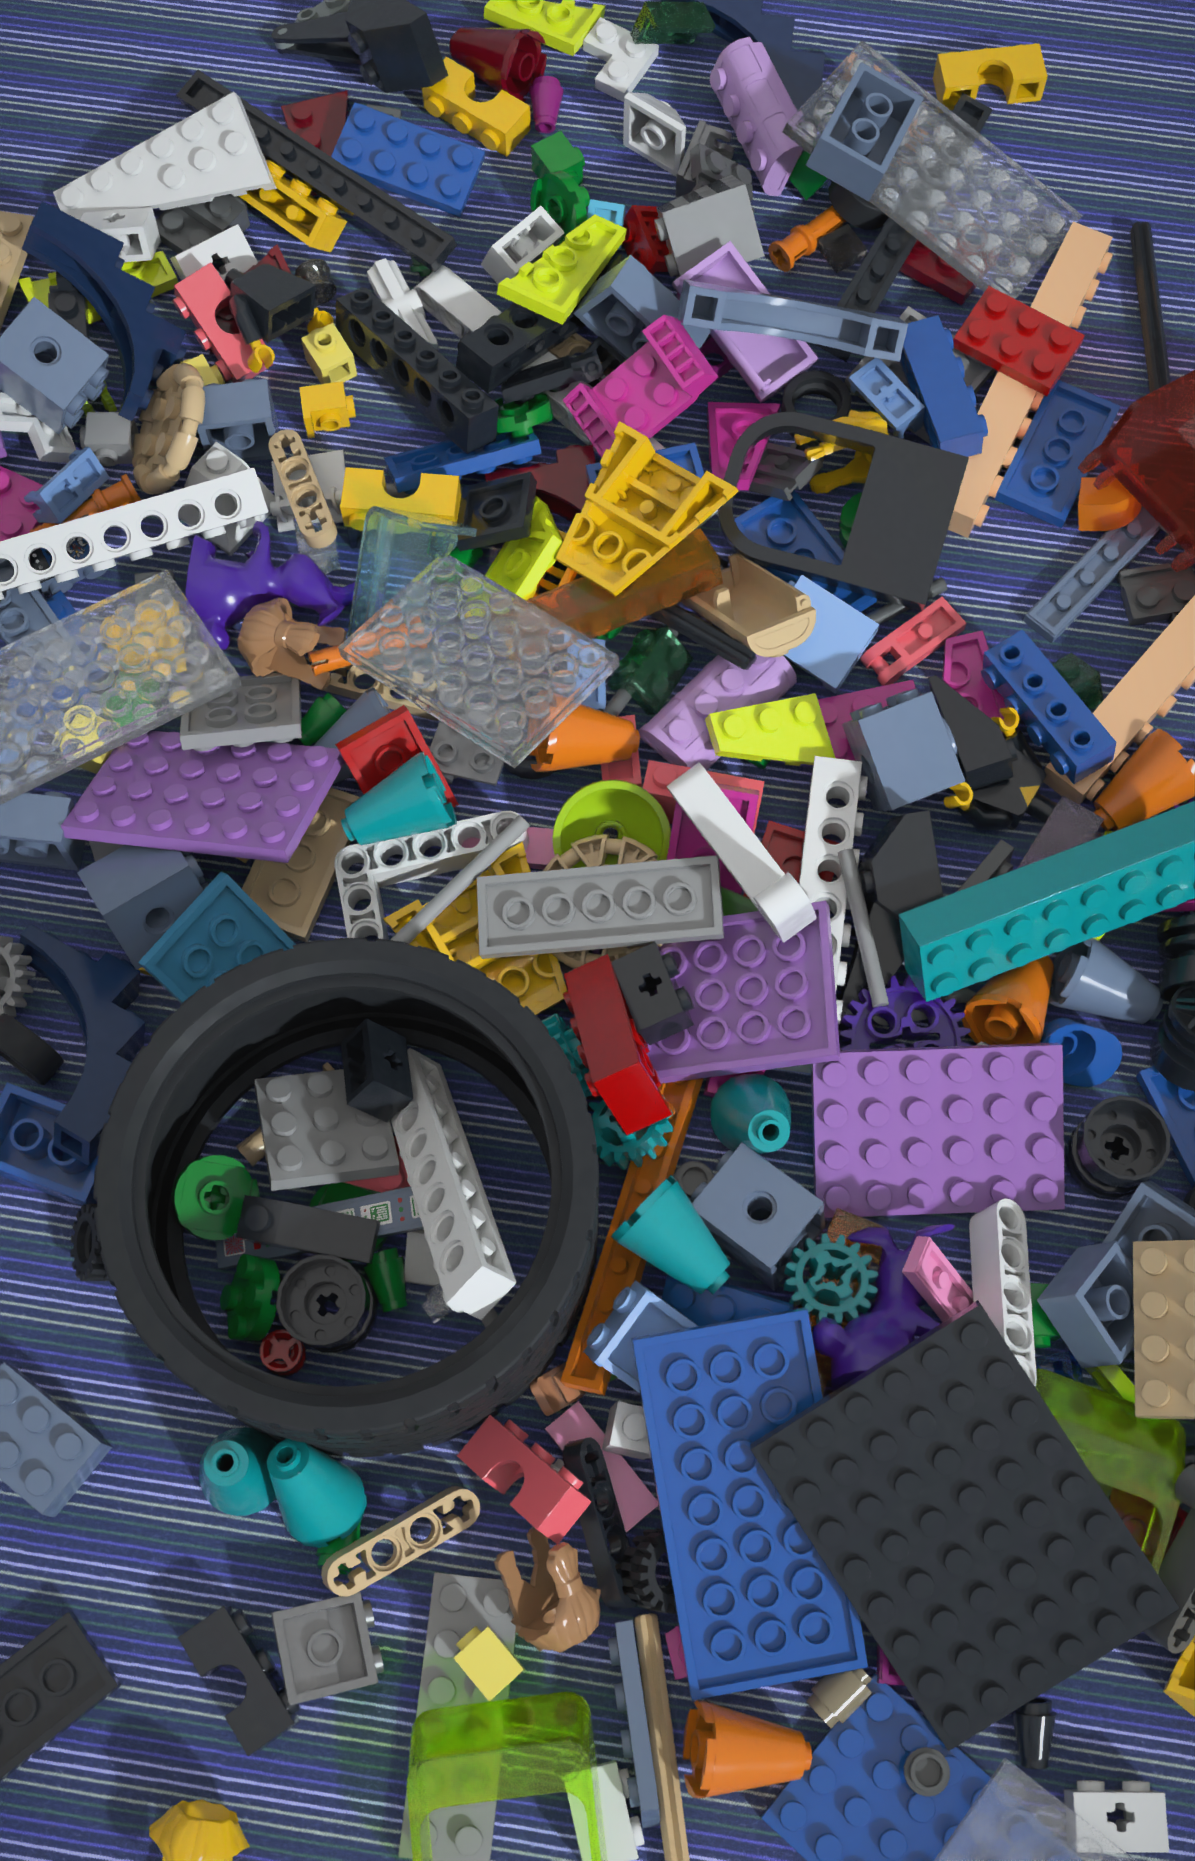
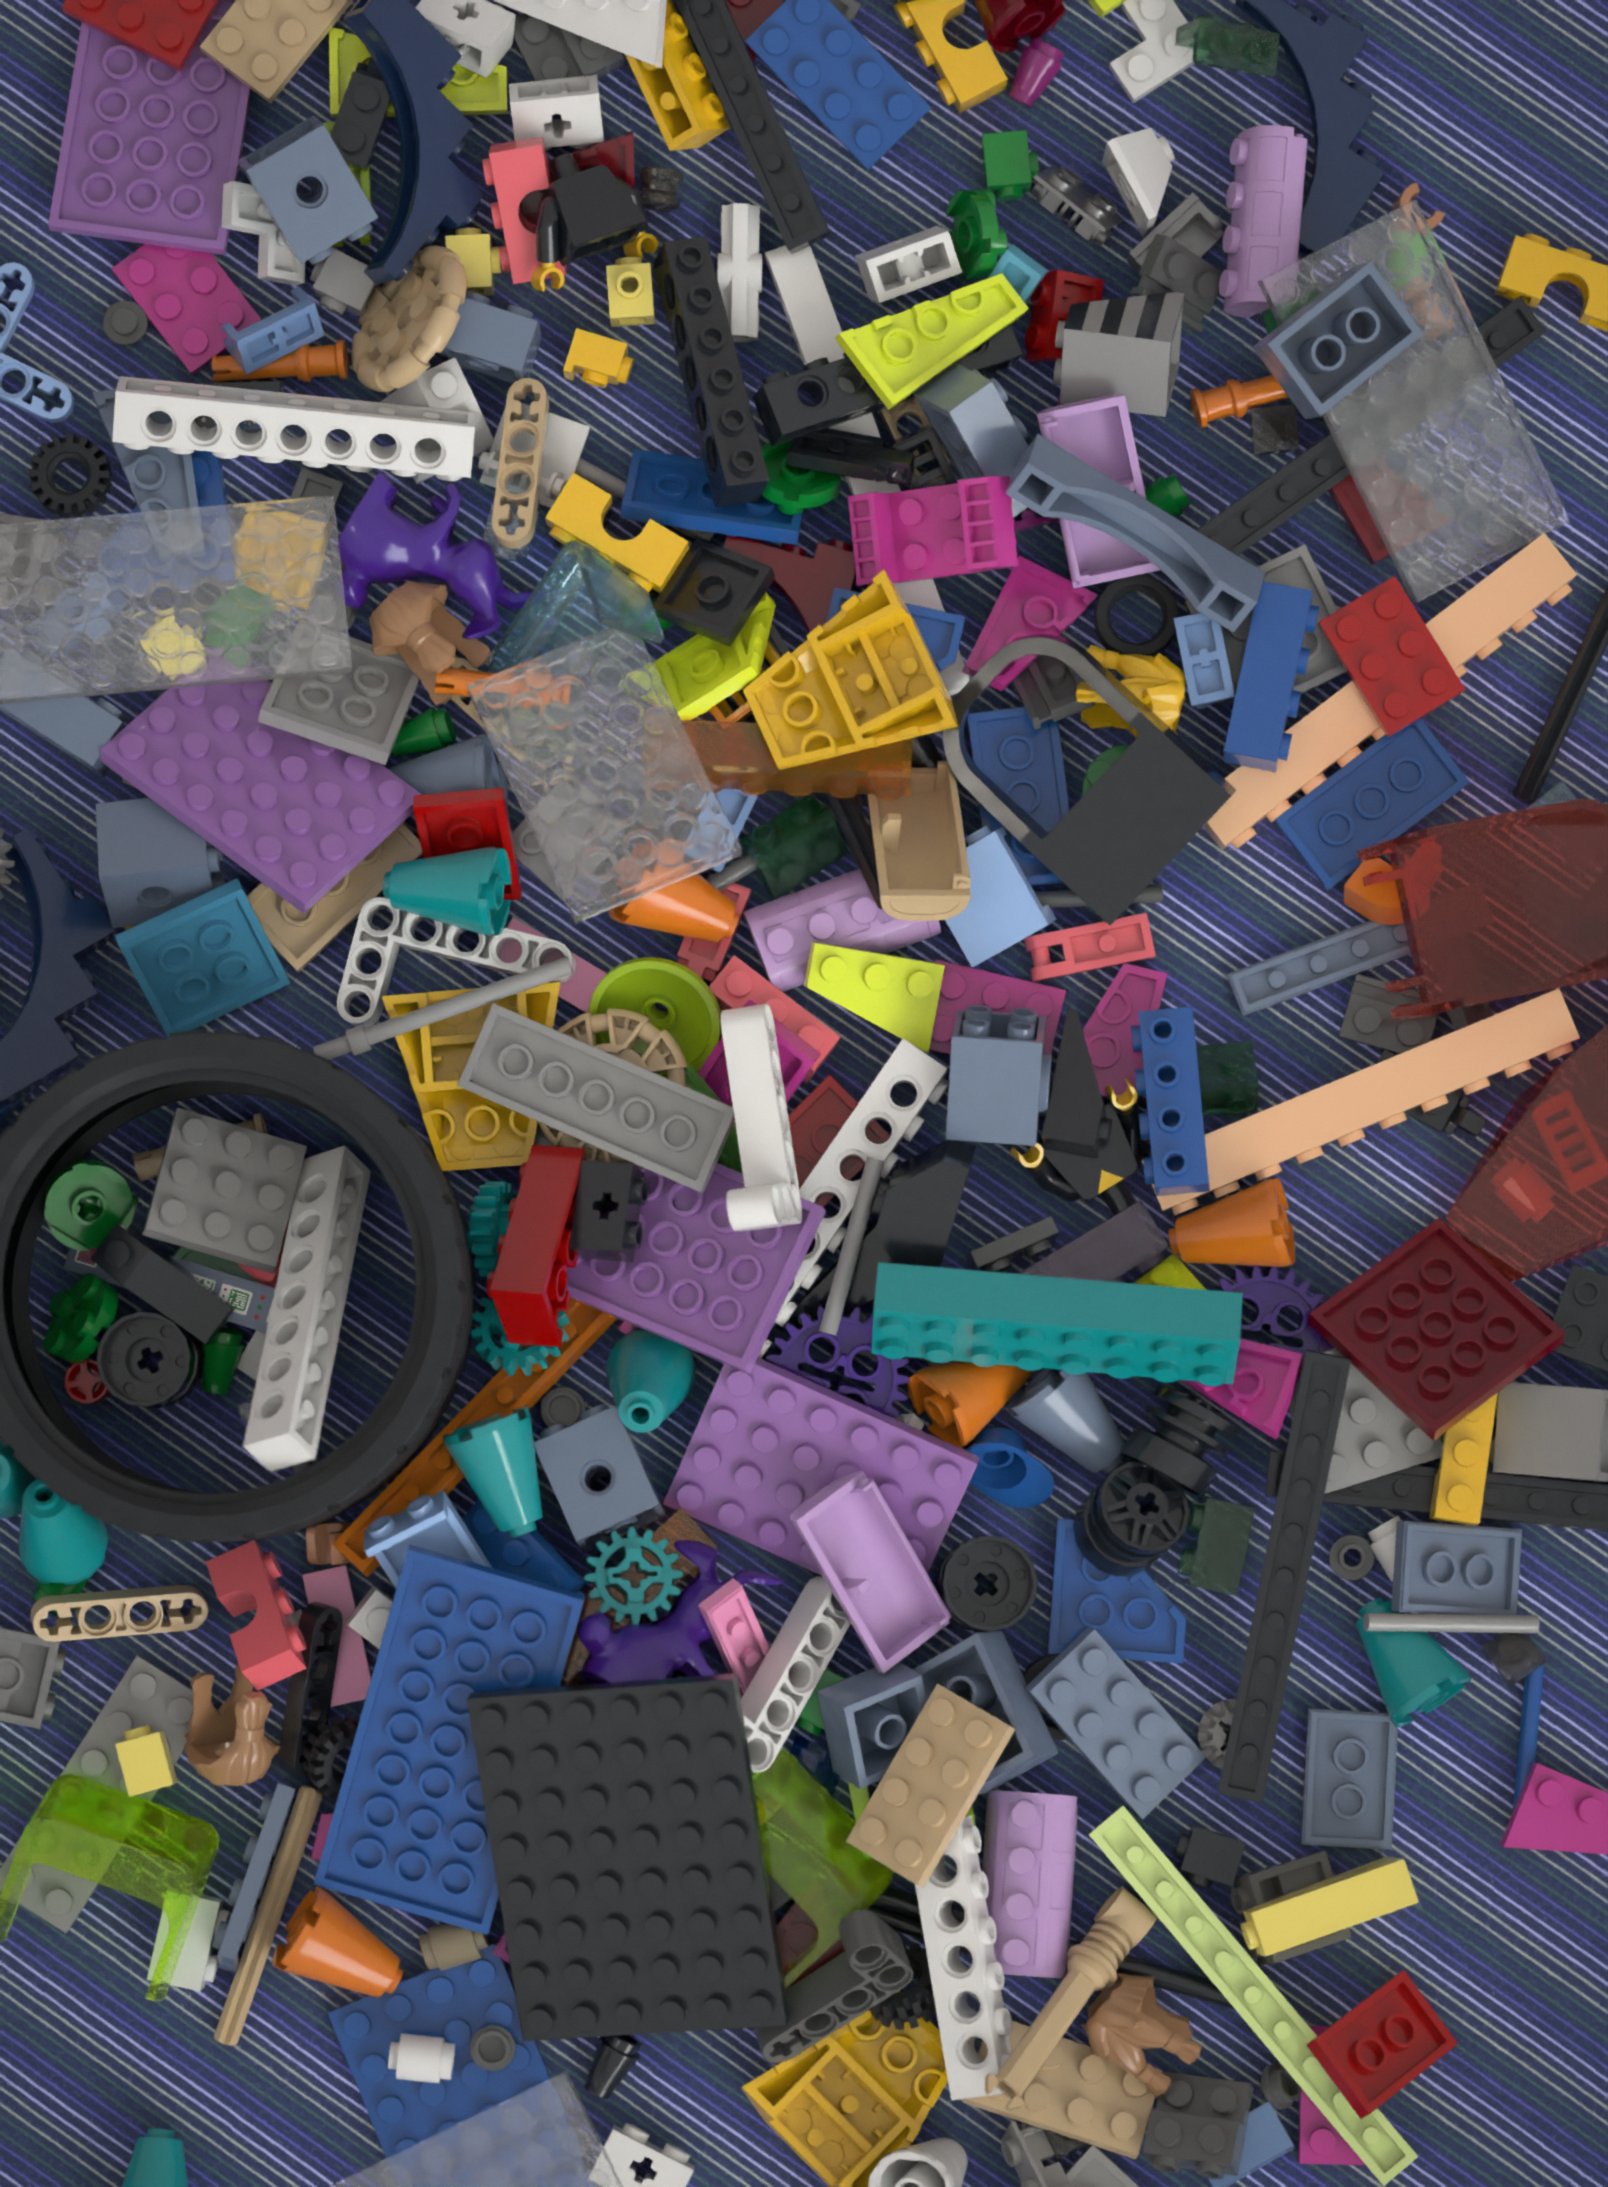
camera: 25 degrees right, 15 degrees up
(376, 1070) = (297, 1161): black brick -> none
(606, 154) = (1065, 186): none -> flat silver hinge
(871, 1815) = (422, 2058): none -> white brick
(1024, 1174) = (871, 1568): none -> lavender container

